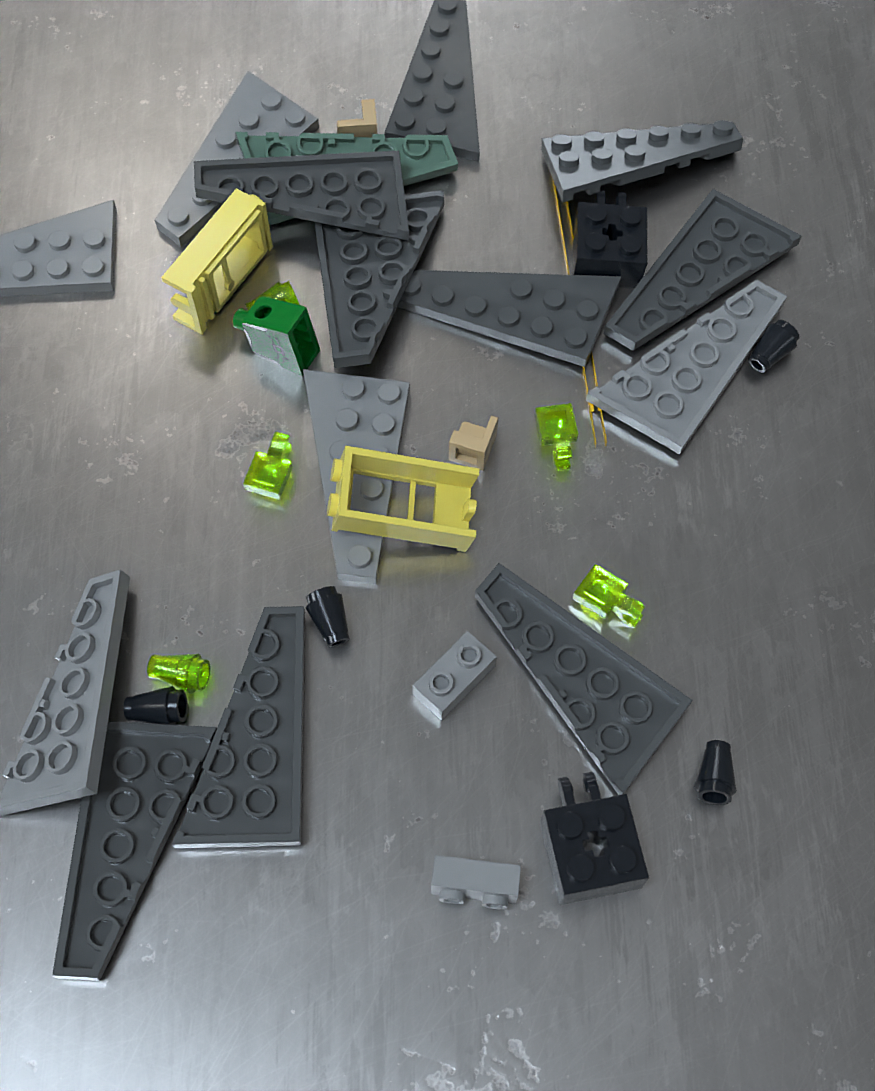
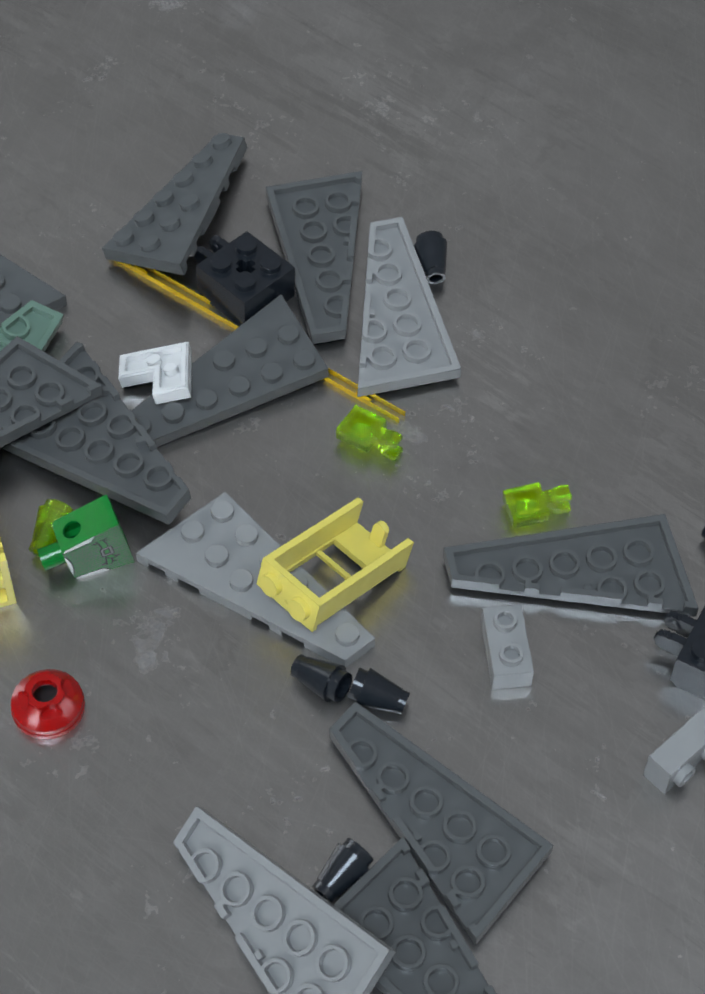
camera: 50 degrees left, 10 degrees down
(139, 428) = (48, 718): none -> red piece
(183, 671) = (326, 830): clear neon green cone -> none
(271, 470) = (205, 641): clear neon green plate -> none
(307, 568) = (322, 677): none -> black cone
(473, 443) = (324, 491): tan panel -> none
(474, 259) = (165, 366): none -> white tile

